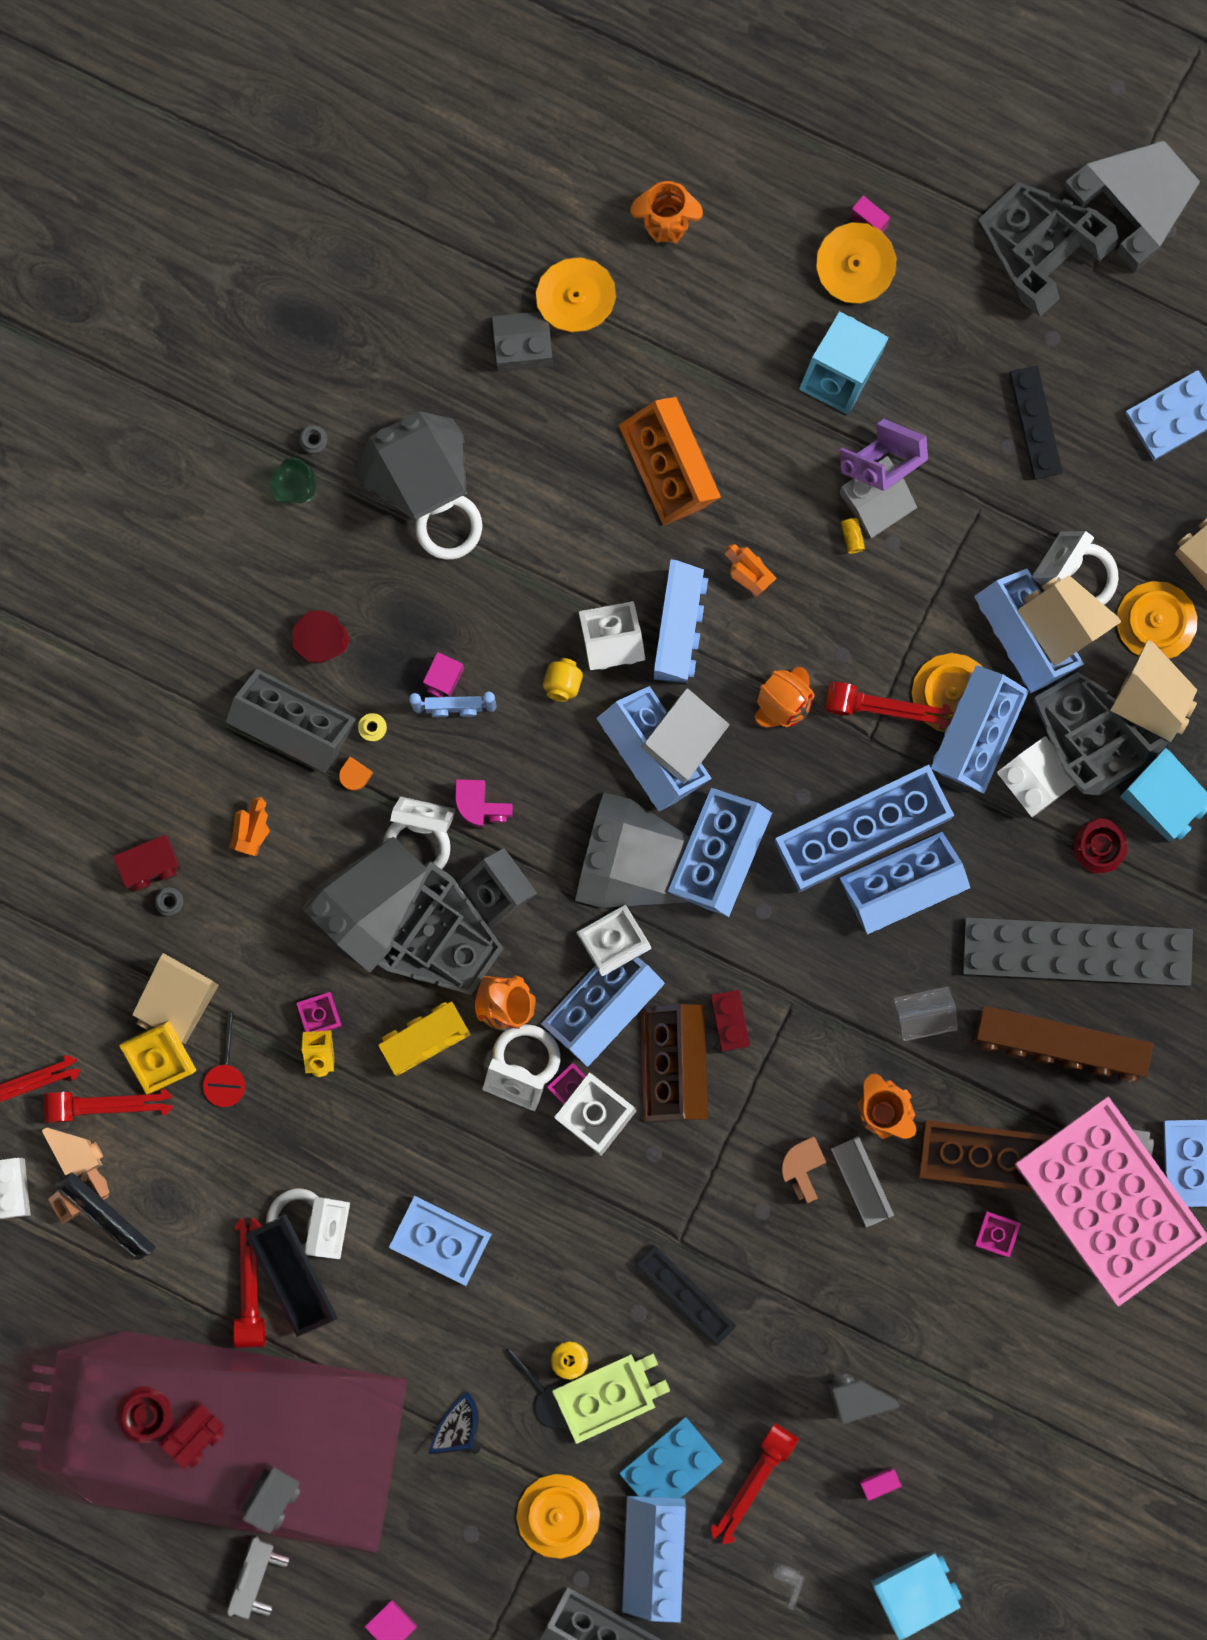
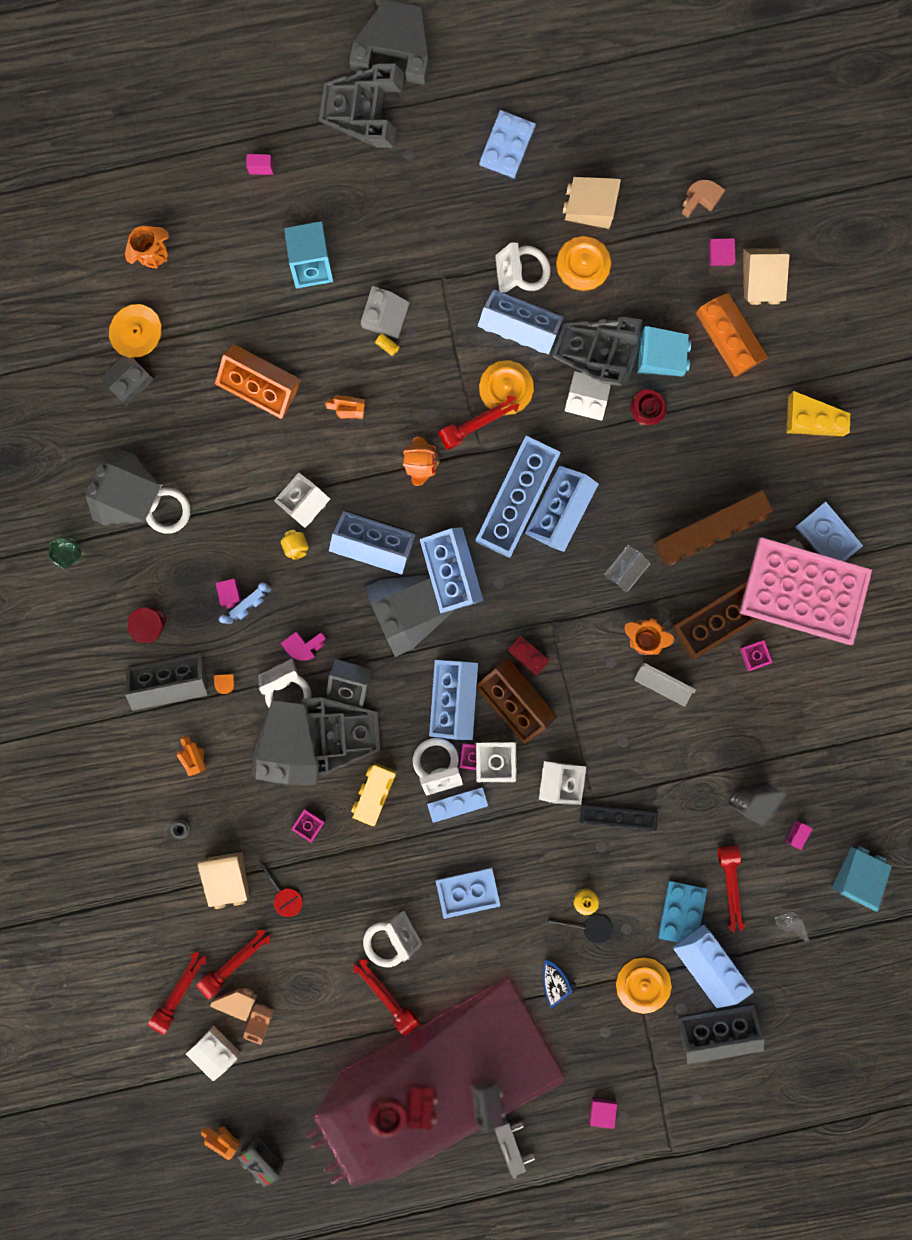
camera: 40 degrees left, 5 degrees up
(104, 1216) = (280, 1025): black tile -> none
(147, 863) = (152, 818): dark red brick -> none
(157, 1057) = (240, 917): yellow tile -> none
(291, 1276) = (404, 977): black slope -> none
(313, 431) = (51, 521): dark grey plate -> none
(318, 1058) = (327, 849): yellow brick -> none
(376, 735) = (219, 648): light yellow plate -> none
(504, 1002) = (401, 741): orange piece -> none
(510, 1129) = (457, 804): none -> light blue plate
(608, 1396) = (621, 902): yellowish green tile -> none
(613, 940) = (432, 662): white tile -> none
(652, 1201) = (562, 783): none -> white slope
(679, 623) = (332, 465): light blue slope -> none
(685, 736) = (384, 523): tile -> none
(797, 1162) = (622, 702): nougat brick -> none
(856, 262) = (272, 194): light orange piece -> none
(891, 439) = (367, 275): medium lavender panel -> none
(979, 728) = (536, 394): light blue slope -> none
(1036, 422) = (436, 206): black plate -> none
(1065, 618) = (537, 298): tan slope -> none
(1077, 952) = (680, 473): dark grey plate -> none
(1156, 694) = (615, 302): tan slope -> none

